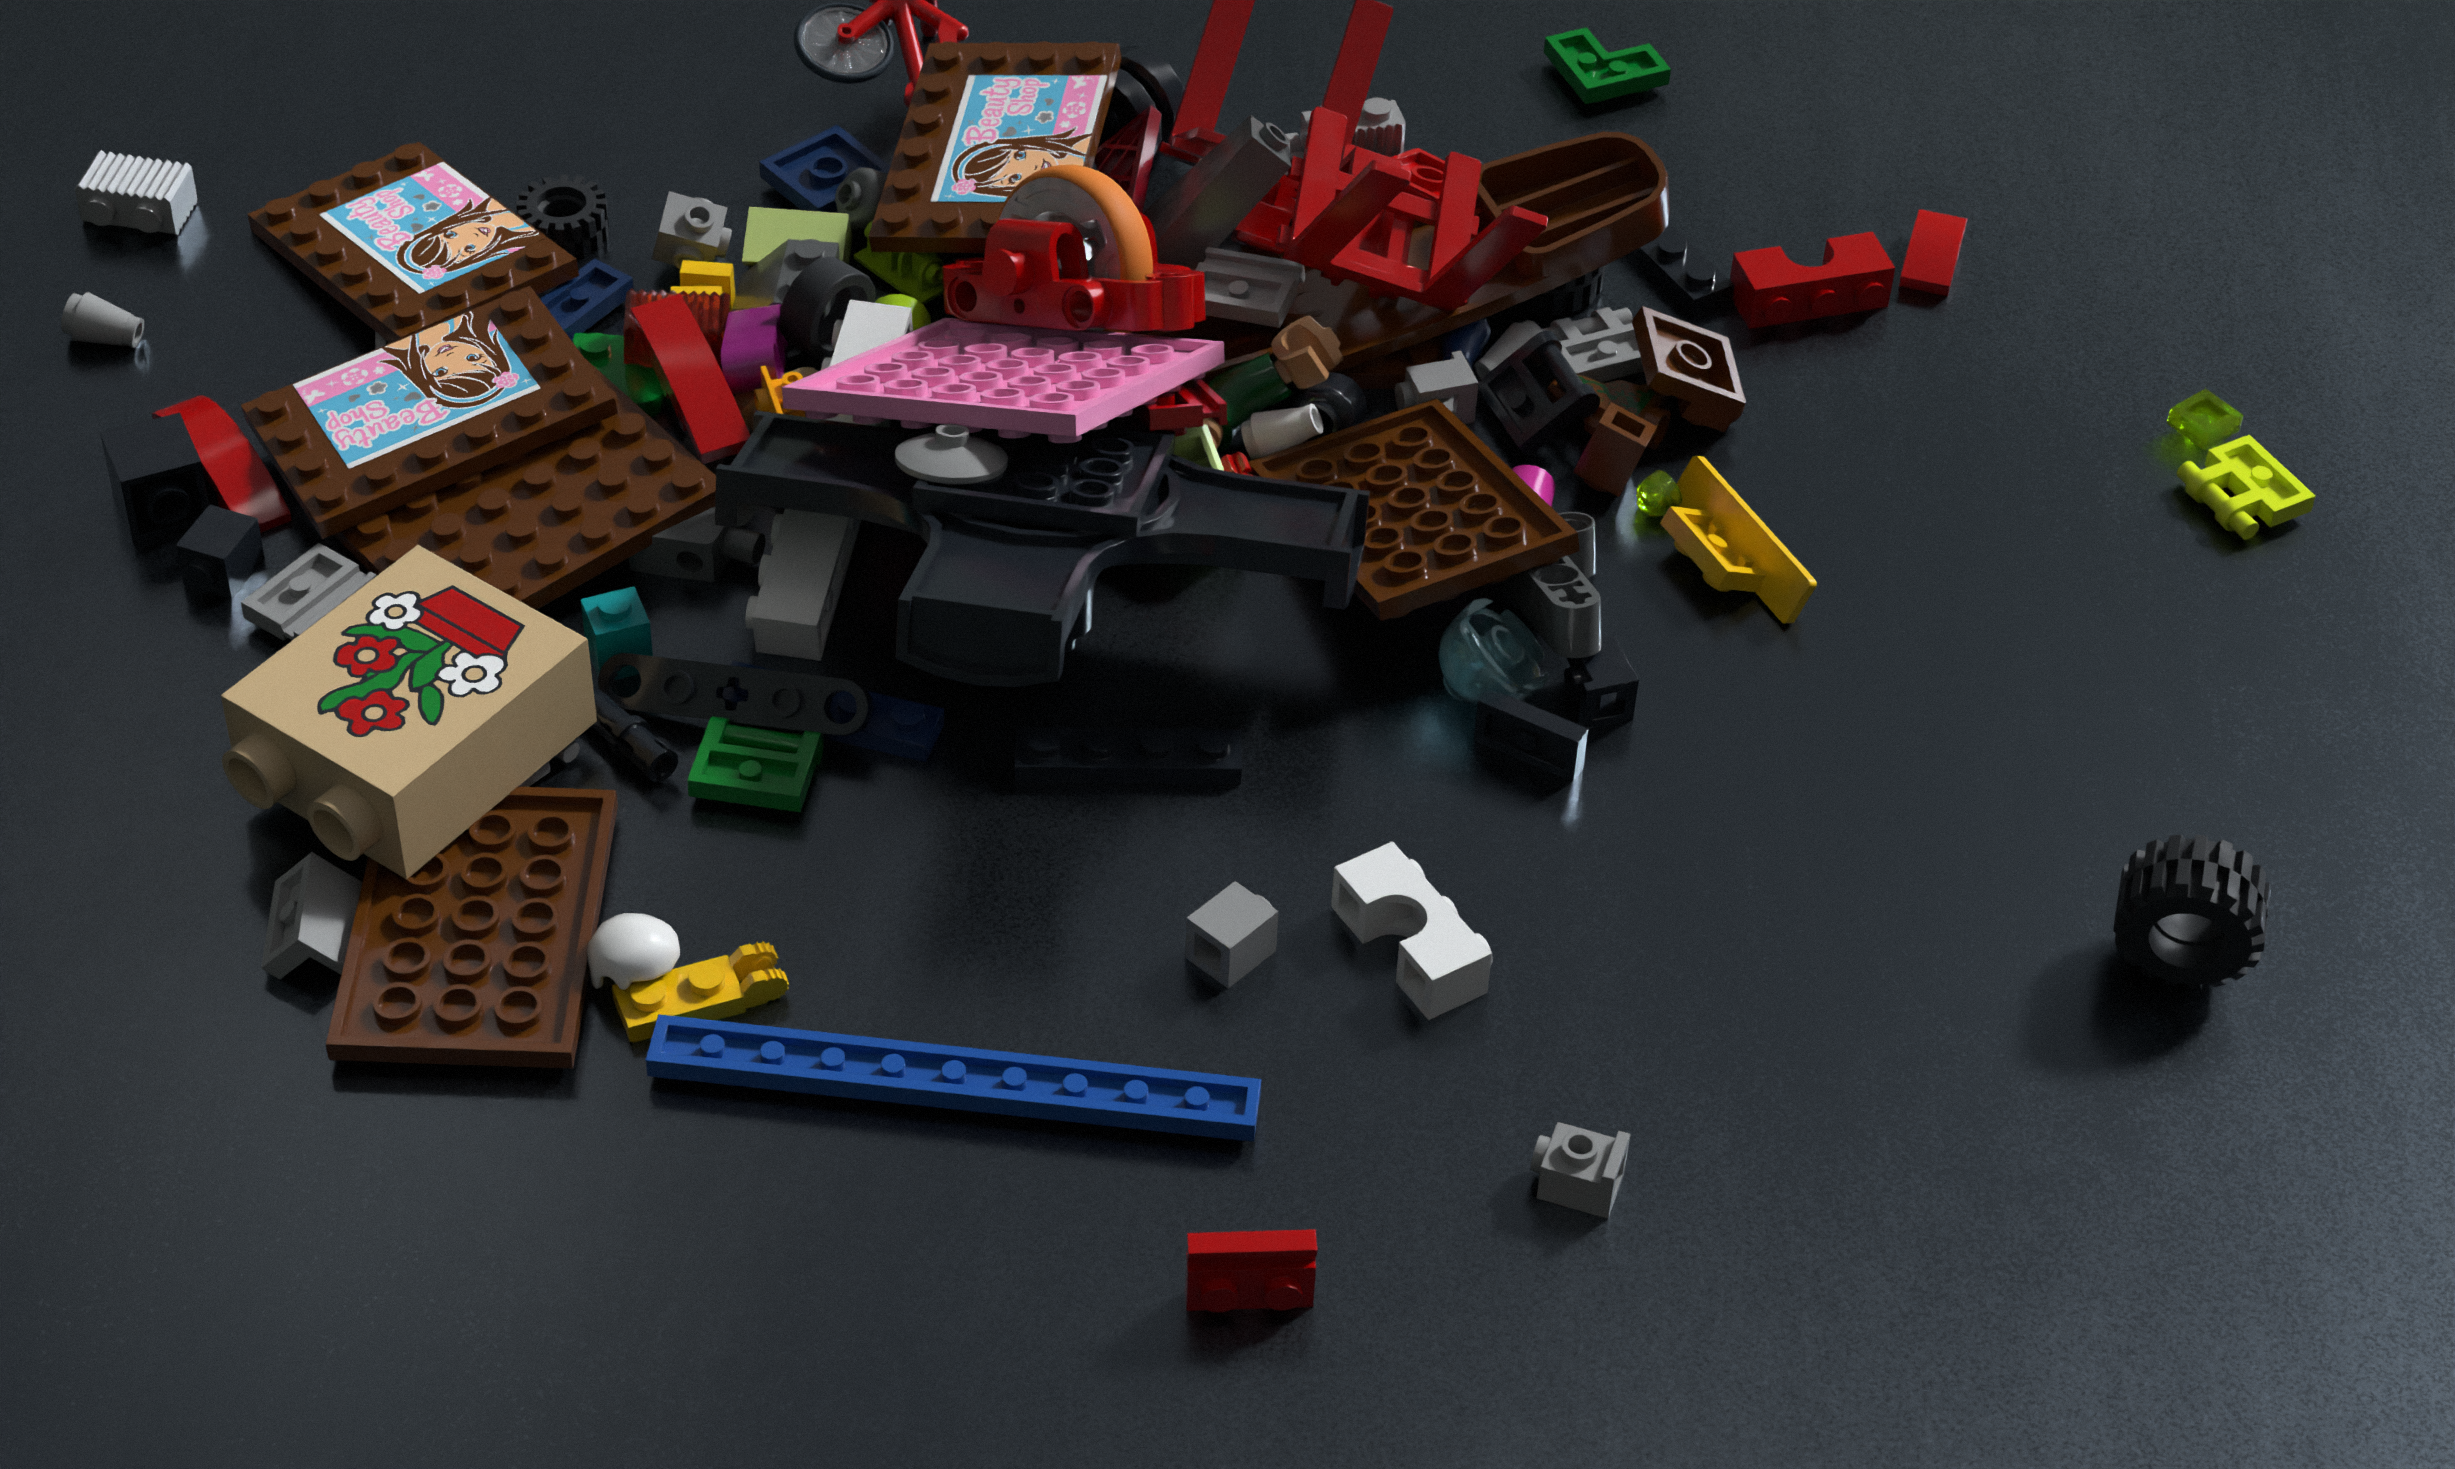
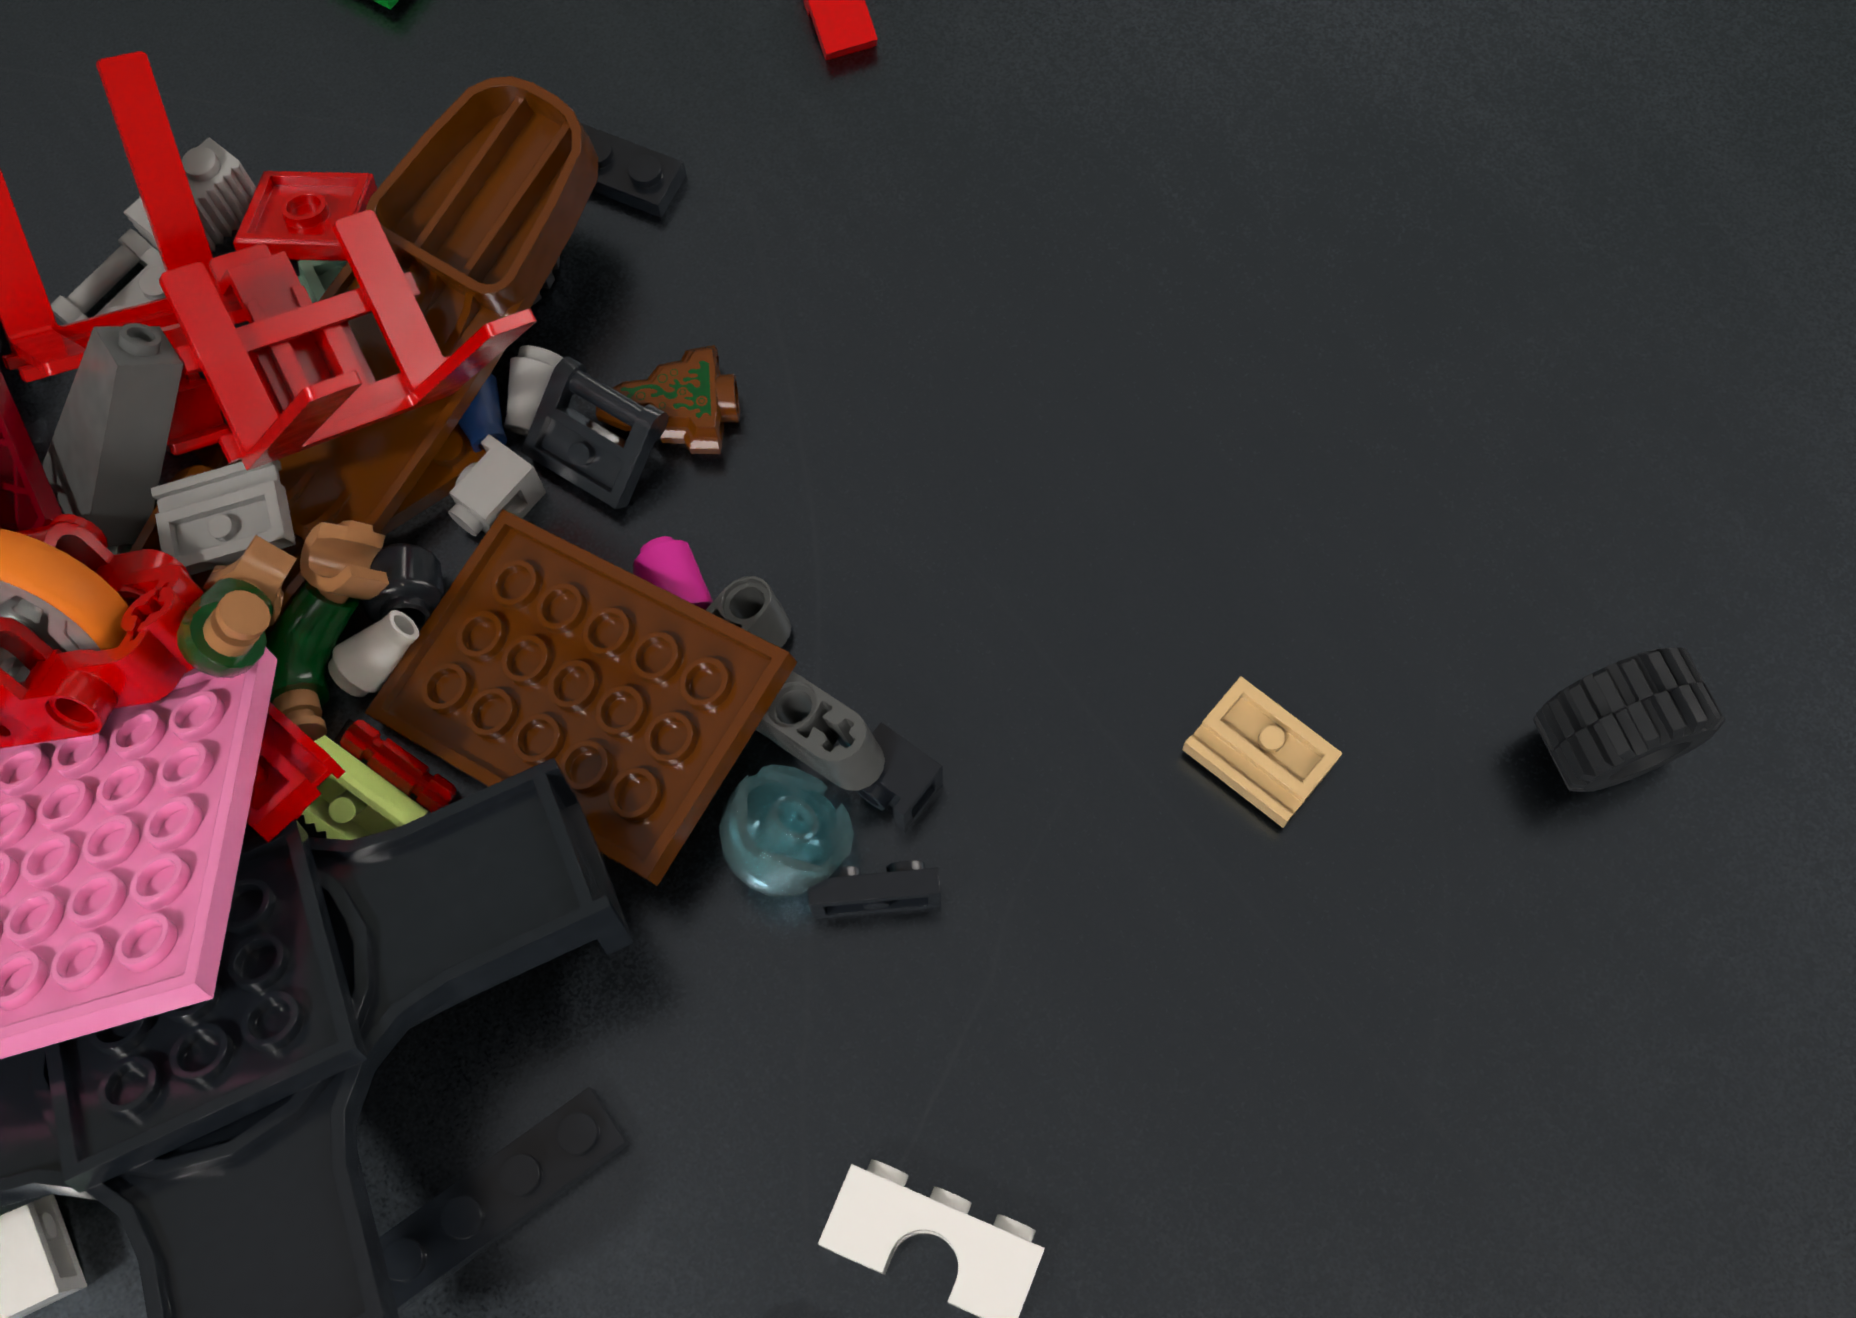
camera: 30 degrees left, 25 degrees up
(951, 456) = (76, 1089): light grey dish -> none
(1225, 310) = (228, 623): none -> medium nougat piece
(1600, 345) = (620, 330): light grey plate -> none
(1614, 450) = (718, 463): reddish brown brick -> none
(1657, 494) = (786, 483): clear neon green hinge -> none
(1692, 366) = (720, 310): reddish brown plate -> none
(1734, 543) = (896, 505): yellow bracket -> none
(1777, 291) = (729, 146): red arch -> none
(1893, 813) = (1262, 751): none -> tan plate
(2205, 419) = (1204, 63): clear neon green plate -> none
(2256, 479) = (1297, 111): neon yellow plate -> none

